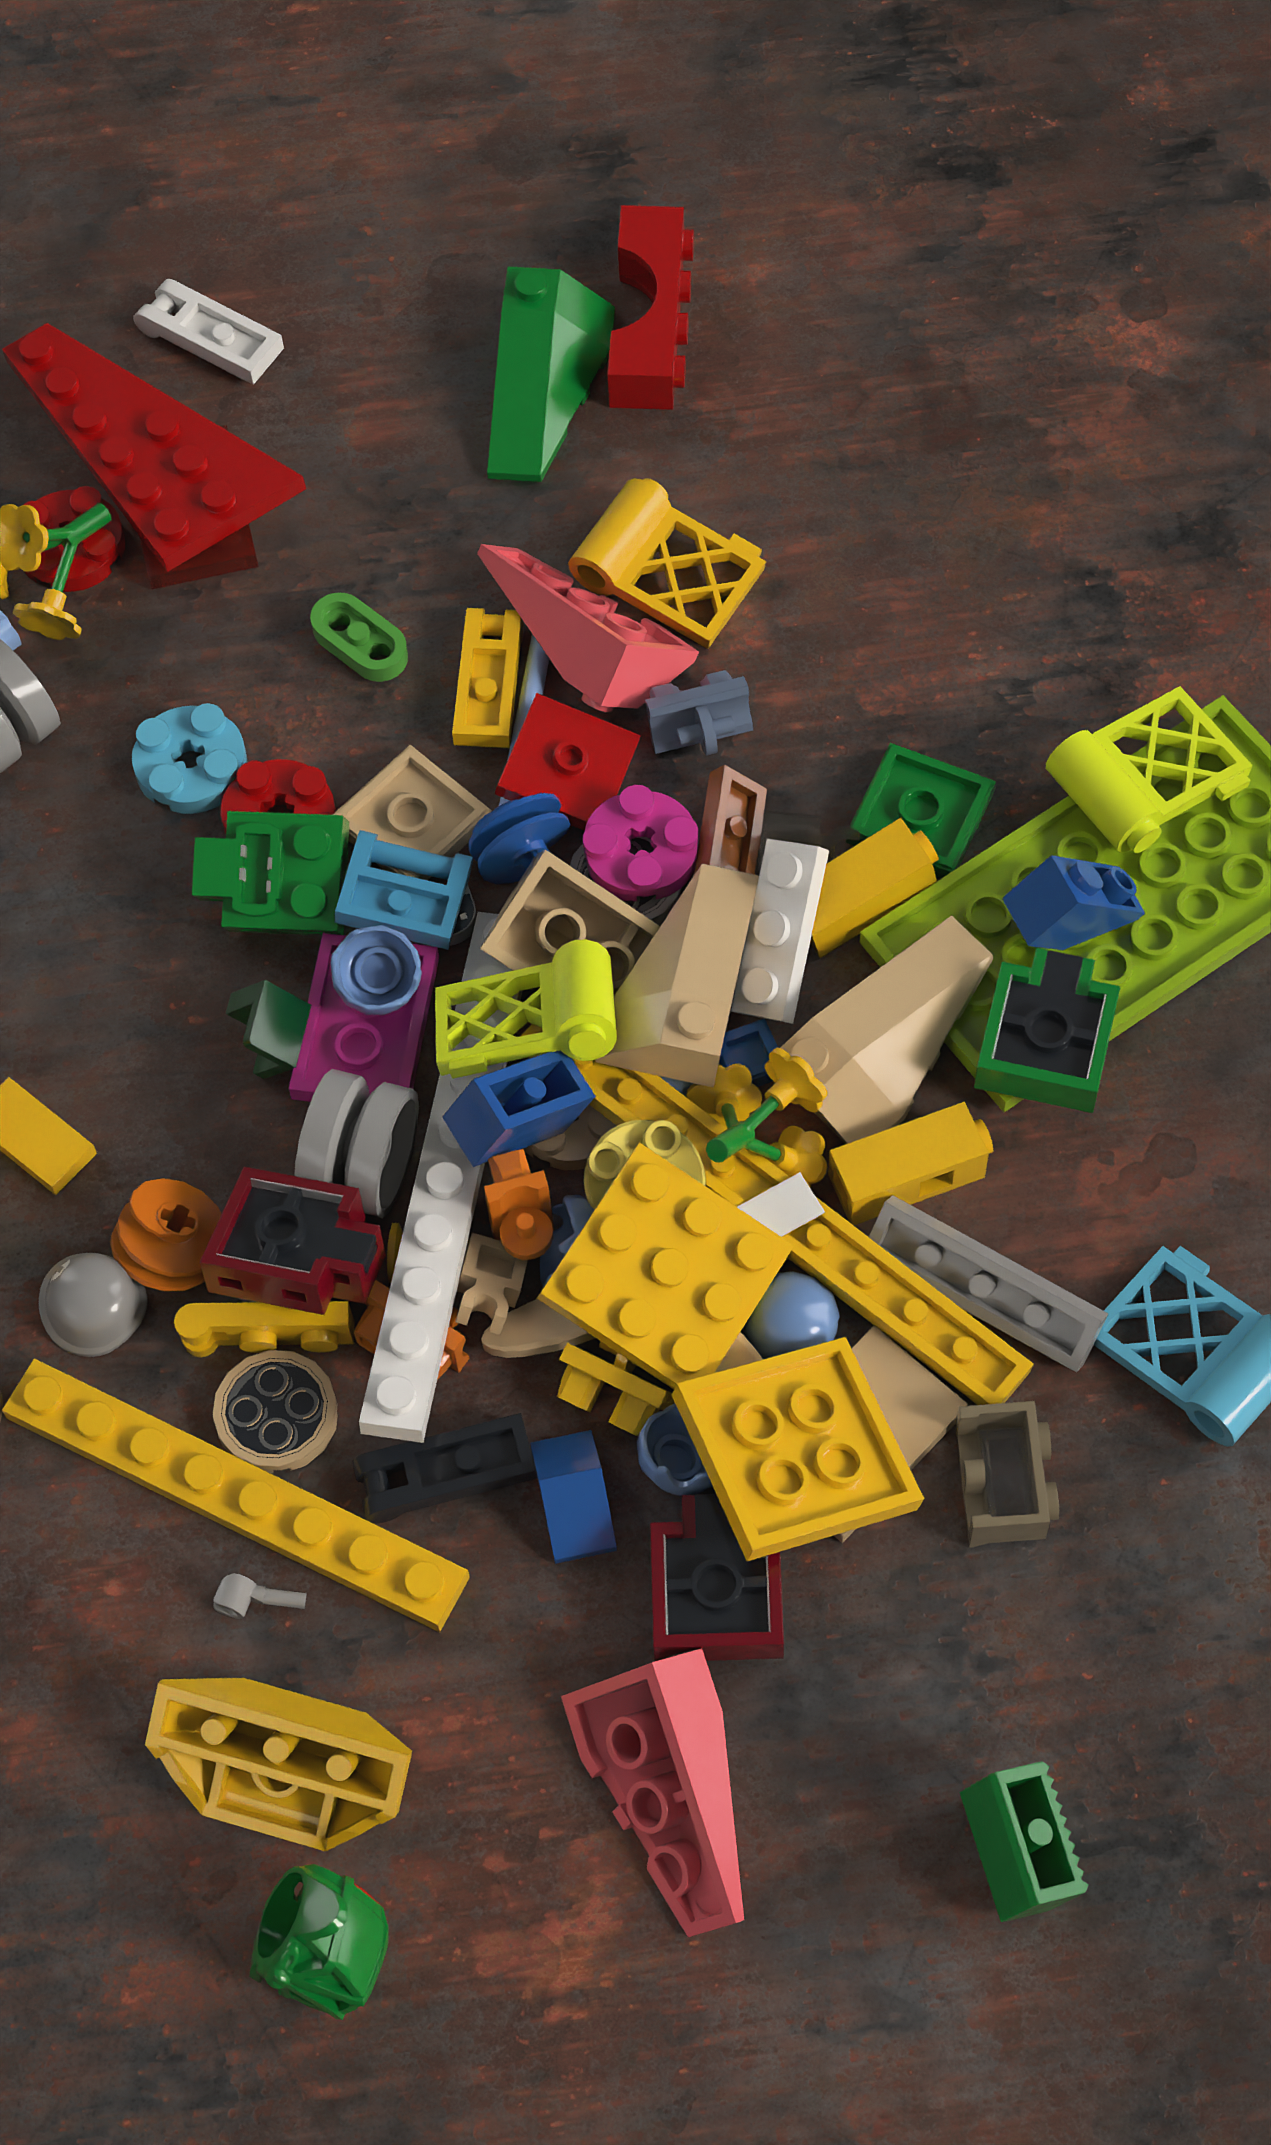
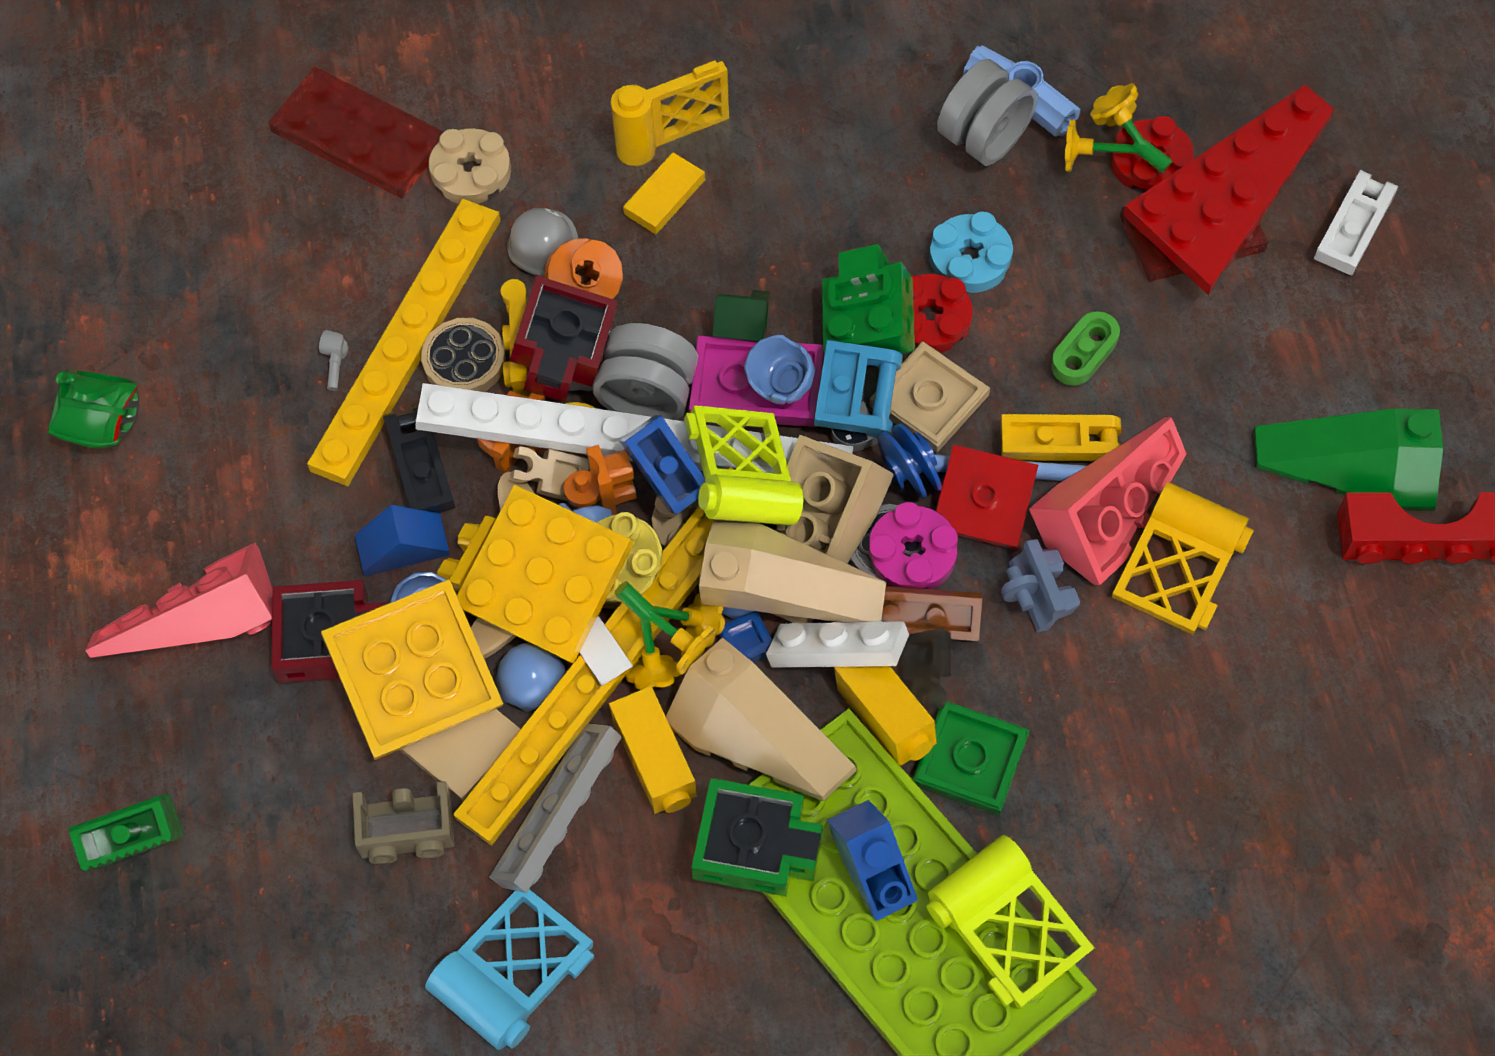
camera: 85 degrees right, 0 degrees up
(277, 1759) = (220, 371): yellow wedge -> none

